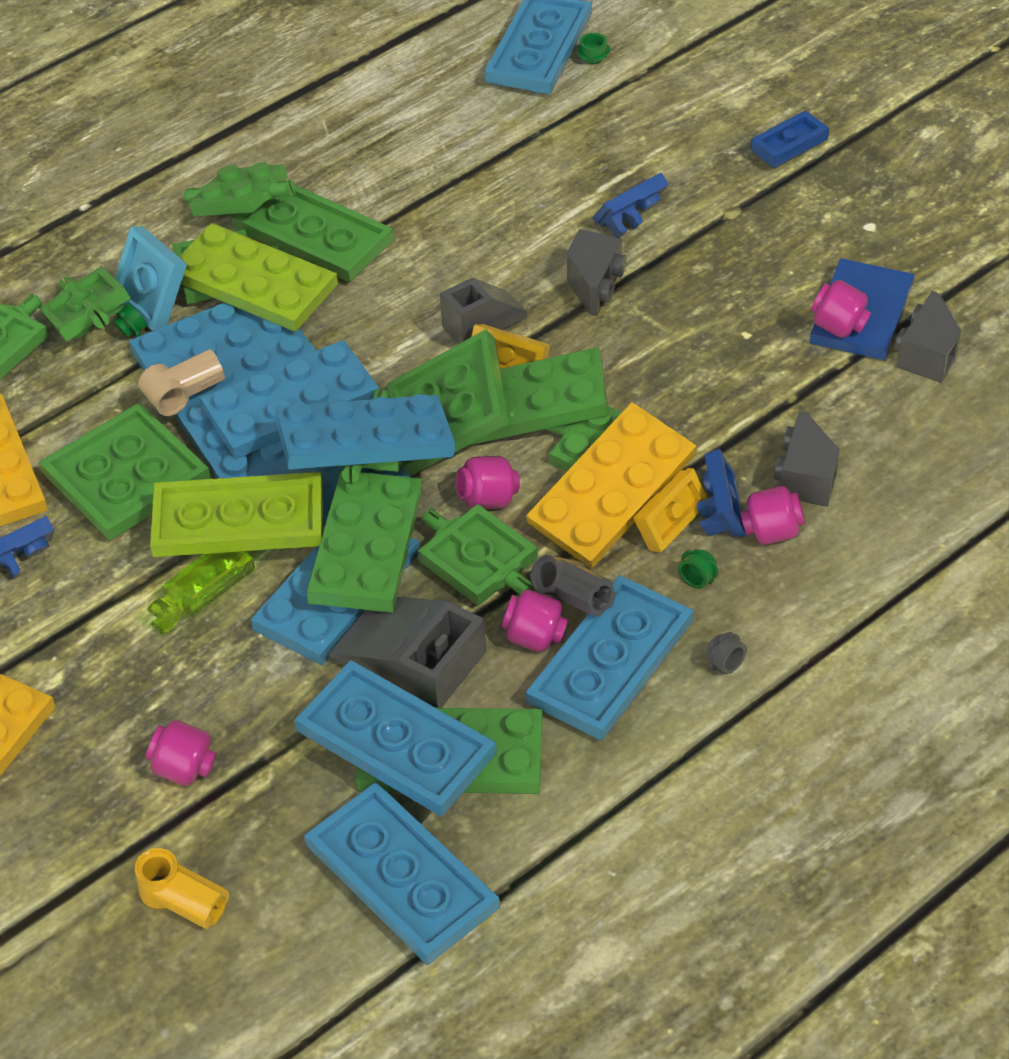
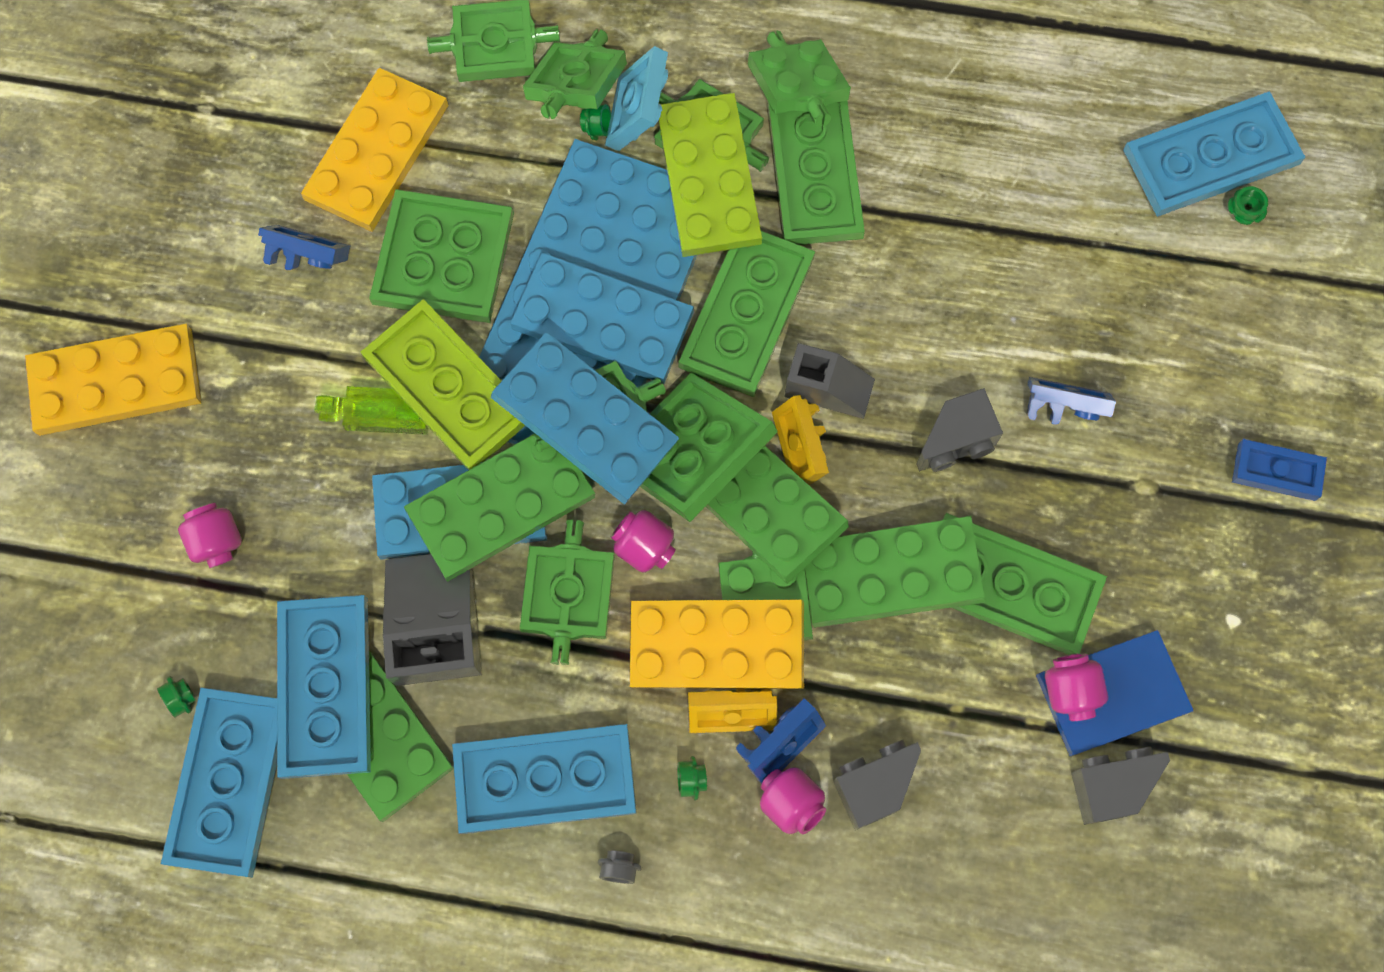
camera: 50 degrees right, 25 degrees up
(171, 387) = (535, 220): tan piece -> none
(180, 889) = (97, 642): yellow piece -> none
(291, 865) = (176, 696): none -> green plate
(377, 324) = (746, 313): none -> bright green plate
(533, 621) = (529, 692): dark pink head -> none
(573, 584) = (585, 688): dark grey piece -> none
(664, 352) = (895, 573): none -> bright green plate
(730, 311) = (1034, 592): none -> bright green plate

